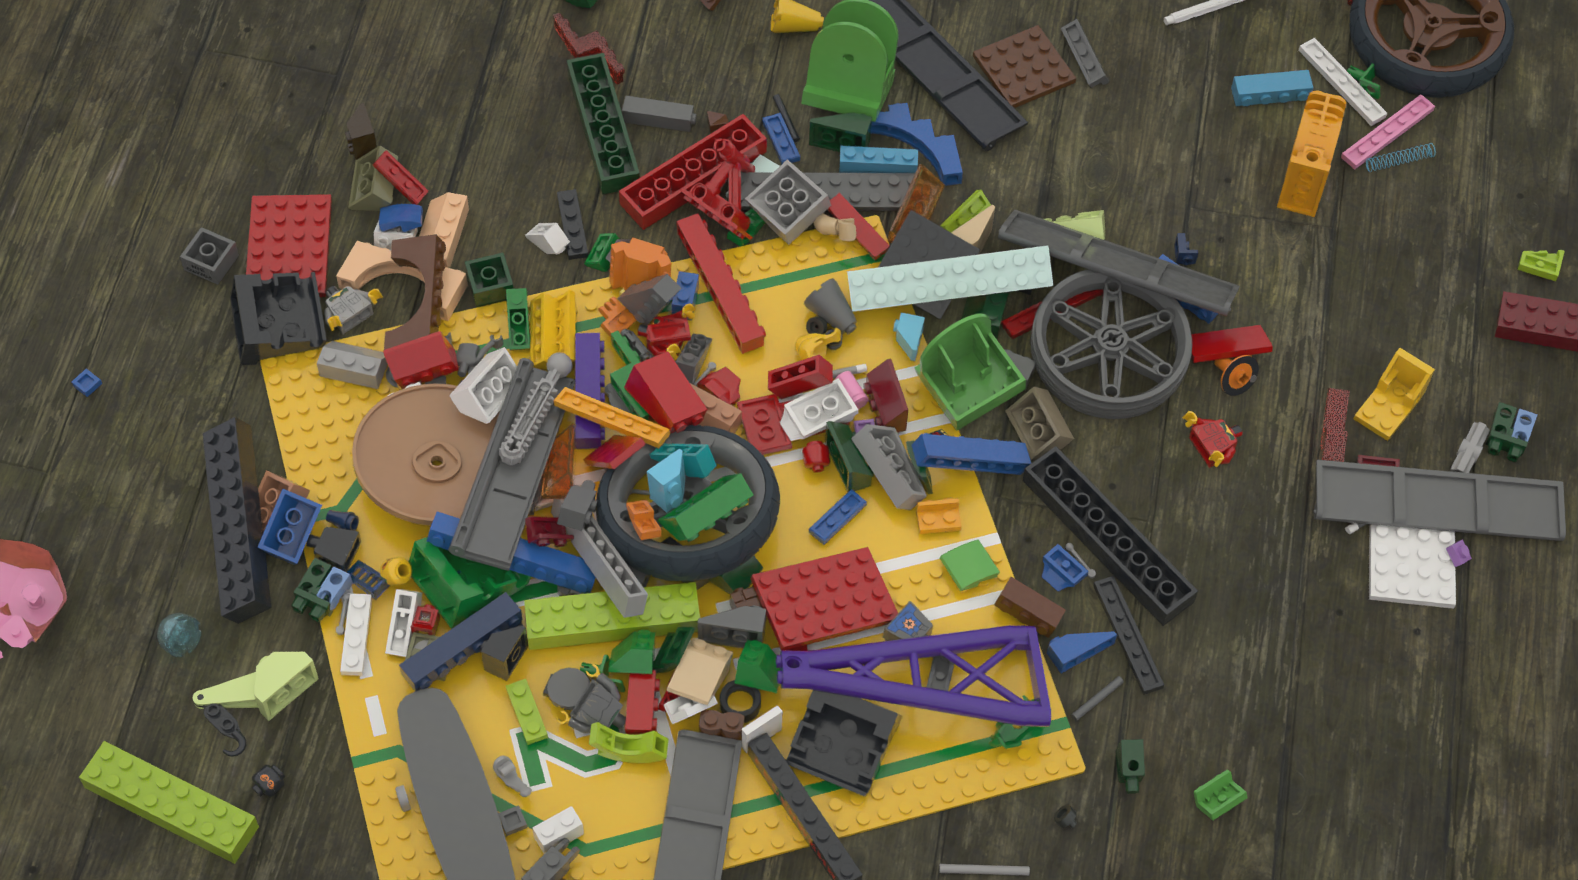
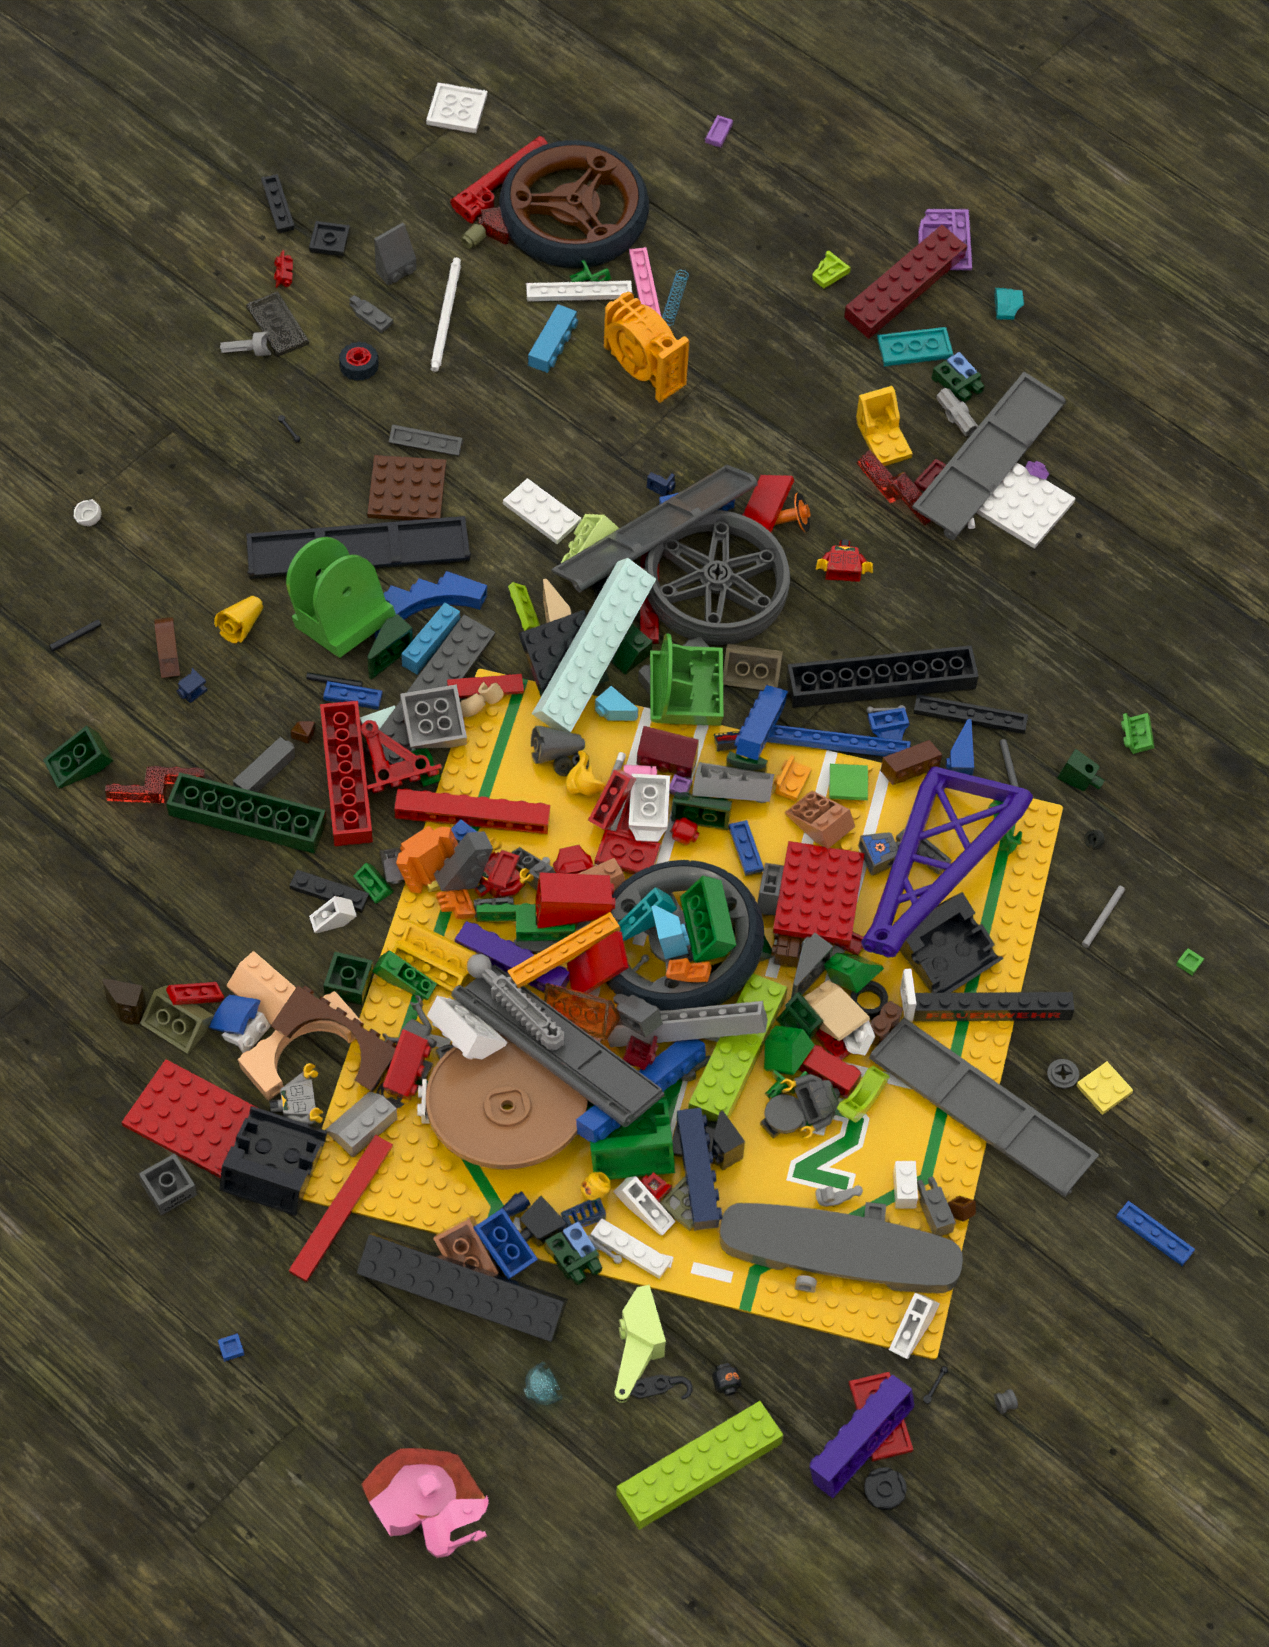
camera: 60 degrees left, 0 degrees up
(263, 391) = (340, 1208): none -> red tile
(526, 711) = (781, 1157): lime plate -> none
(702, 22) = (191, 686): none -> dark blue window
(801, 552) = (770, 888): none -> dark grey slope
(911, 562) = (821, 818): none -> nougat slope
(920, 198) = (497, 638): clear orange slope -> none
(1010, 533) = (836, 741): none -> blue tile
(1081, 177) = (542, 511): none -> white plate
(1518, 378) = (915, 346): none -> teal tile

